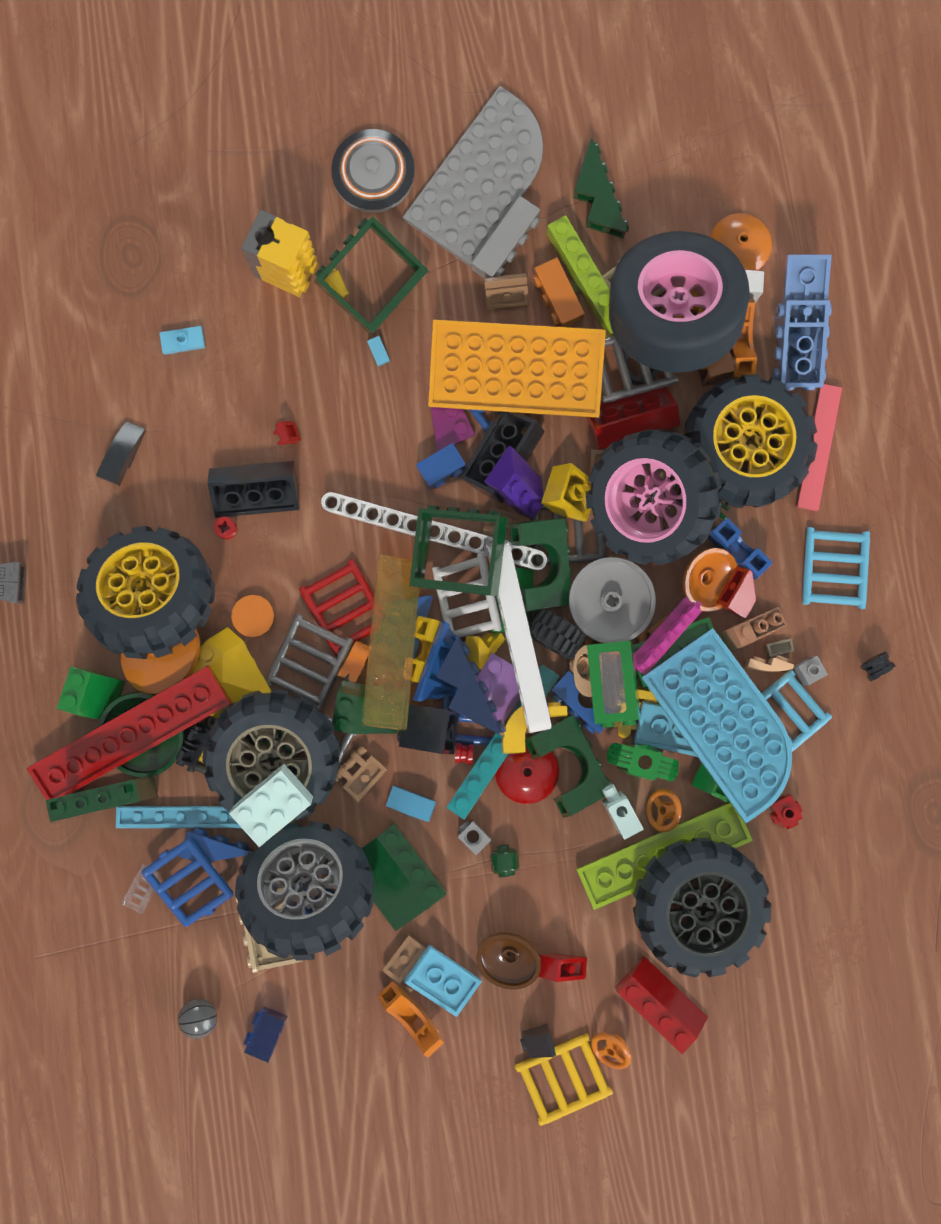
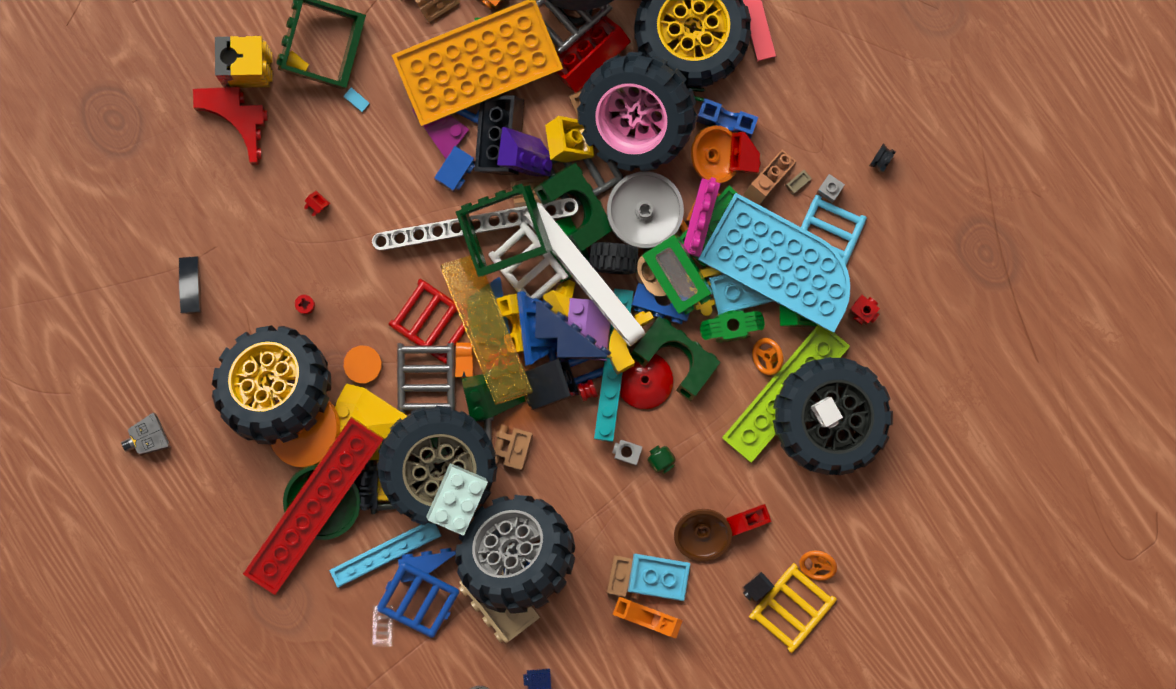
camera: 30 degrees left, 0 degrees up
(89, 692) = (264, 488): green slope -> none
(101, 798) = (318, 564): dark green window -> none
(182, 340) = (191, 169): medium azure plate -> none
(253, 489) = (312, 261): black slope -> none
(259, 316) = (227, 104): none -> red arch
(401, 877) = (588, 513): dark green slope -> none
(411, 803) = (564, 450): dark azure slope -> none
(621, 812) = (739, 378): light aqua torso -> none
(662, 1004) = (841, 510): red slope -> none
(700, 906) = (827, 412): none -> white brick
(774, 664) = (800, 198): light nougat slope -> none
(862, 559) = (830, 78): medium azure bar -> none

